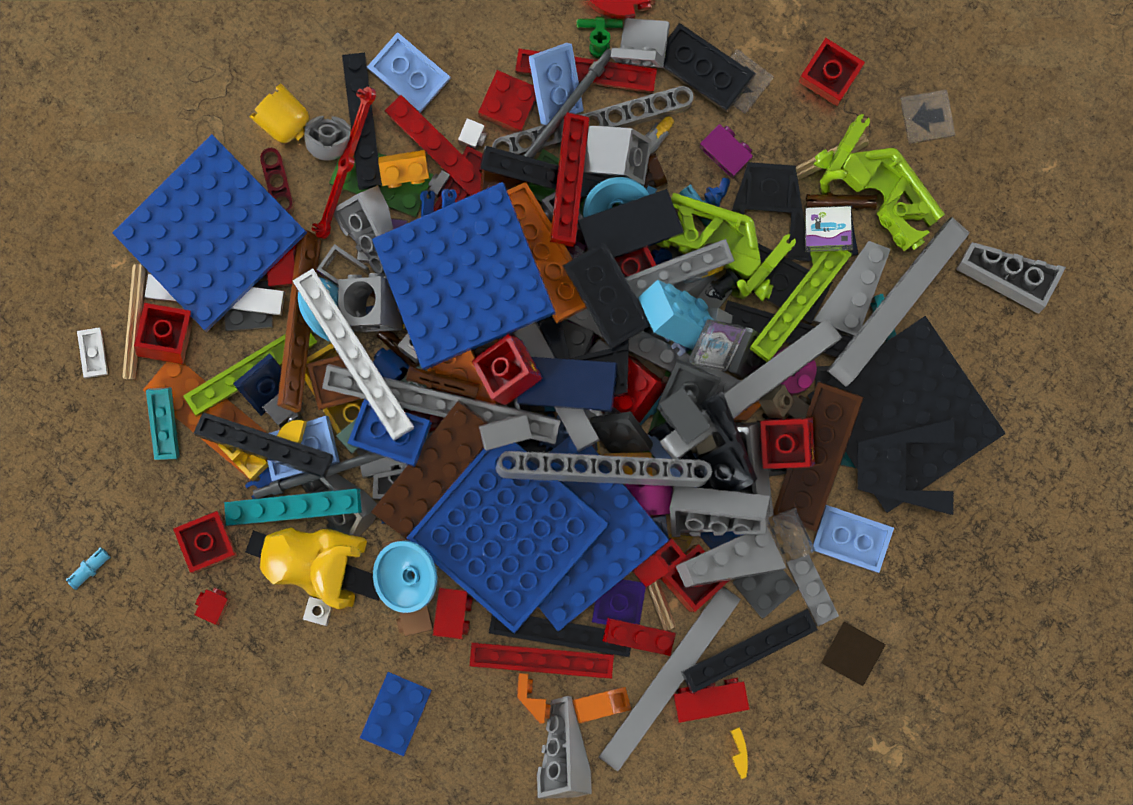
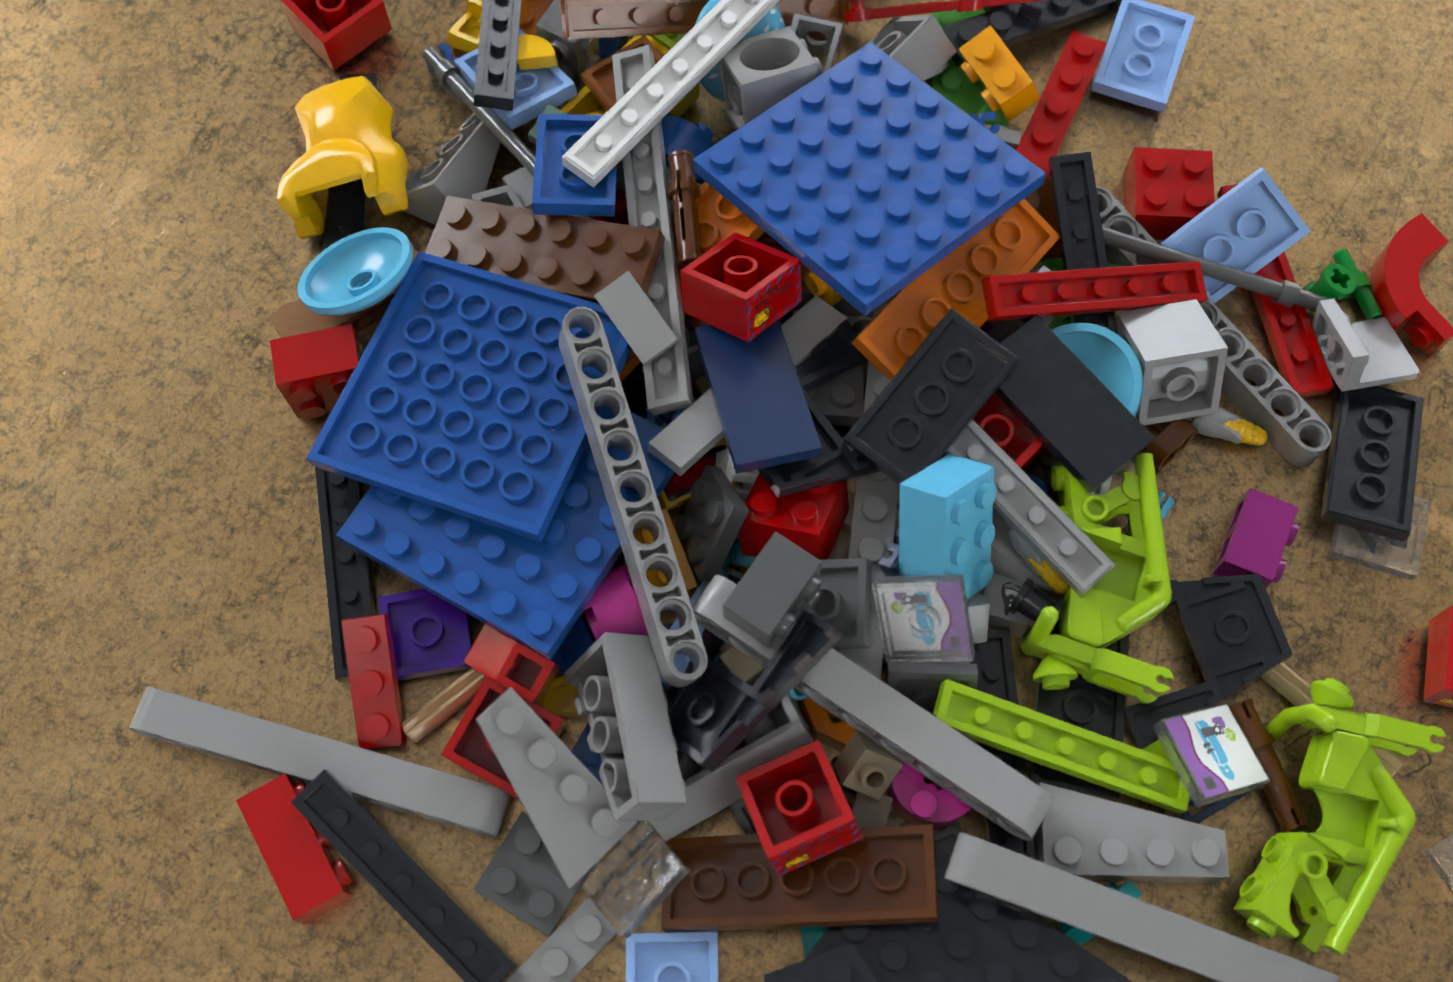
camera: 70 degrees right, 15 degrees down
(212, 605) = (244, 57): red brick -> none
(293, 507) = (425, 104): teal plate -> none
(323, 618) = (267, 194): white plate -> none
(395, 714) = (147, 357): blue plate -> none
(472, 134) = (1103, 157): white plate -> none
(537, 707) = (209, 556): orange slope -> none
(541, 660) = (292, 545): red plate -> none
(565, 761) = (110, 642): light grey wedge -> none
(601, 705) = (239, 663): orange slope -> none
(714, 195) = (1177, 551): blue plate -> none
(741, 759) = (203, 939): yellow slope -> none

